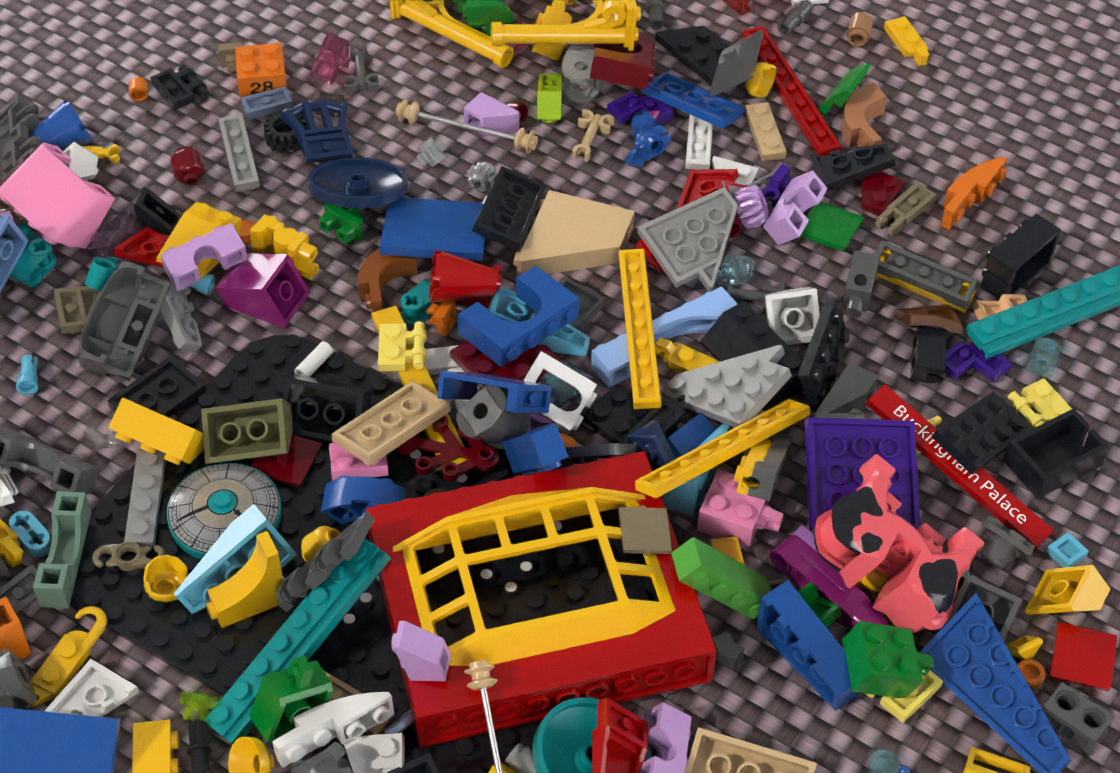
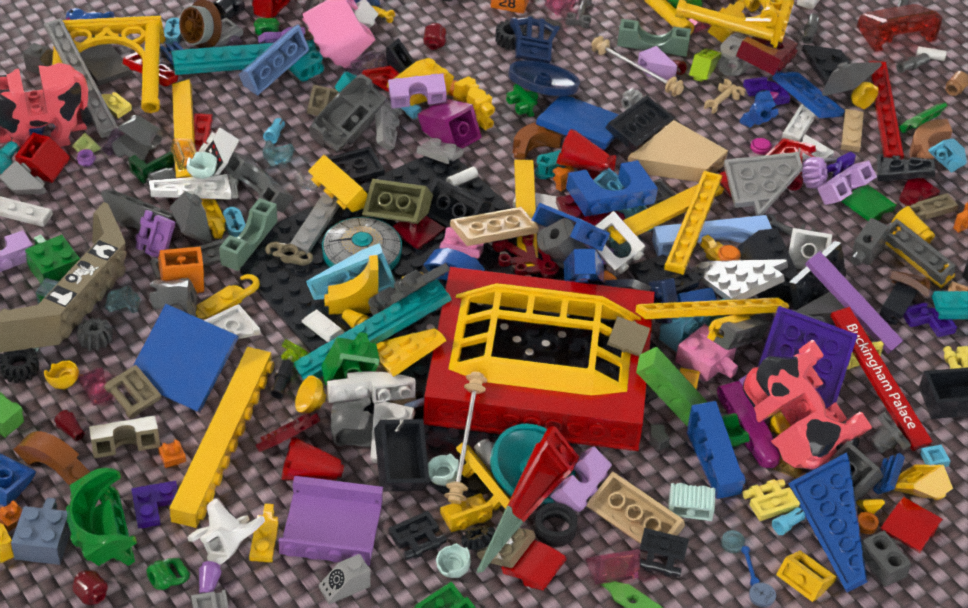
camera: 20 degrees right, 5 degrees down
(48, 410) = (277, 155): none -> clear light blue bracket
(163, 577) = (303, 270): yellow hair -> none
(222, 651) = (322, 326): none -> white tile
(239, 153) = (473, 39): light grey plate -> none
(262, 625) = (353, 318): none -> yellow cone
(266, 102) = (505, 12): sand blue plate -> none
(267, 331) = (440, 151): none -> light grey plate
(358, 655) = (403, 351): none -> yellow plate
(392, 346) = (518, 185): light yellow plate -> none
(421, 653) = (442, 355): lavender slope -> none
(431, 151) = (604, 74): light grey gear -> none
(498, 79) = (634, 36): none -> sand green arch
(588, 330) = (658, 214): none -> yellow tile
(666, 188) = (761, 146): none -> dark pink piece
(699, 355) = (728, 253): none -> orange piece
(737, 269) = (785, 209): clear light blue piece -> none
(811, 729) = (692, 501): none -> light aqua brick
(881, 372) = (850, 297): none -> medium lavender tile
(884, 660) = (761, 473): green hinge -> none
(897, 236) = (914, 223): none -> yellow plant
(898, 129) = (949, 154): none -> medium azure slope
(935, 714) = (785, 522): none -> medium azure pin
(981, 432) = (906, 360): black plate -> none
(1019, 588) = (891, 470): none -> blue tile

